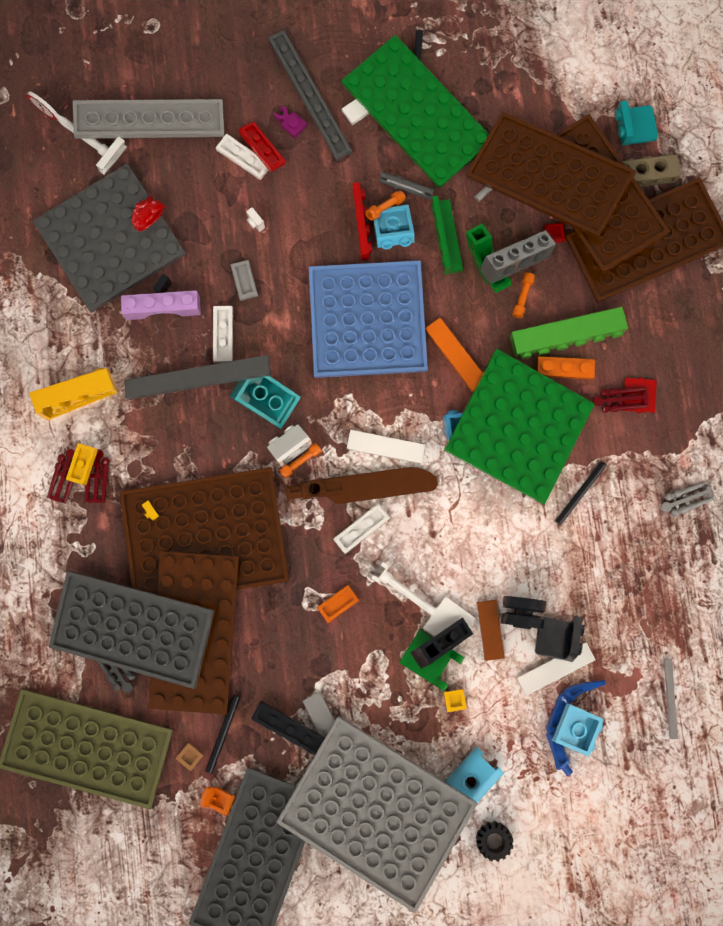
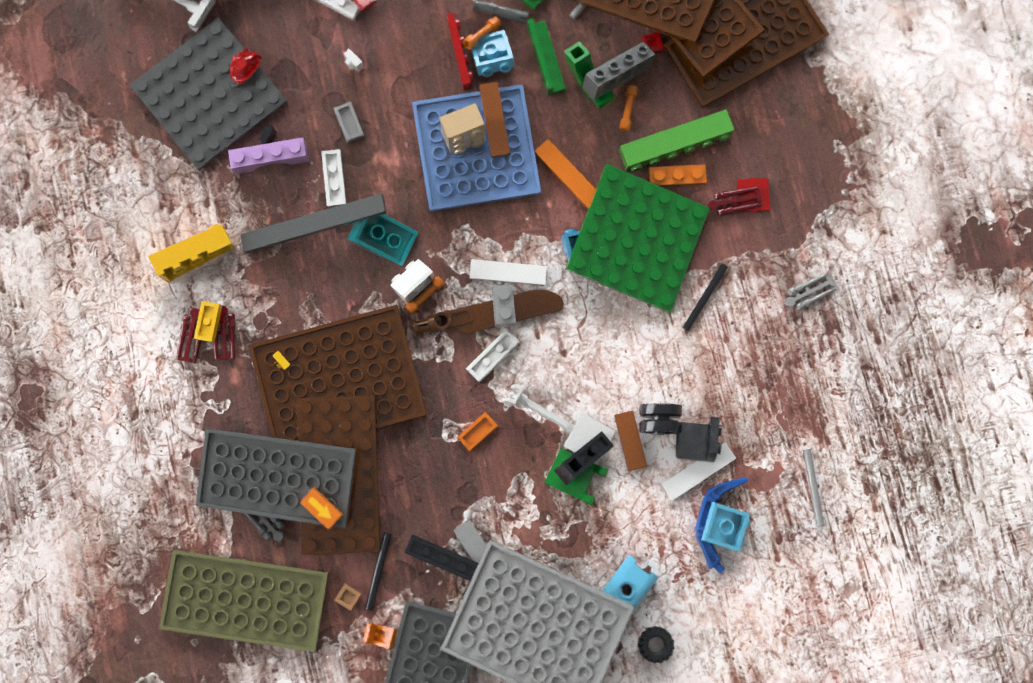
camera: 10 degrees left, 0 degrees up
(172, 666) = (321, 508): none -> orange tile
(356, 299) = (463, 129): none -> tan brick
(377, 480) = (503, 306): none -> light grey brick
(388, 292) = (494, 119): none -> dark orange tile
(455, 700) = (603, 512): yellow plate -> none

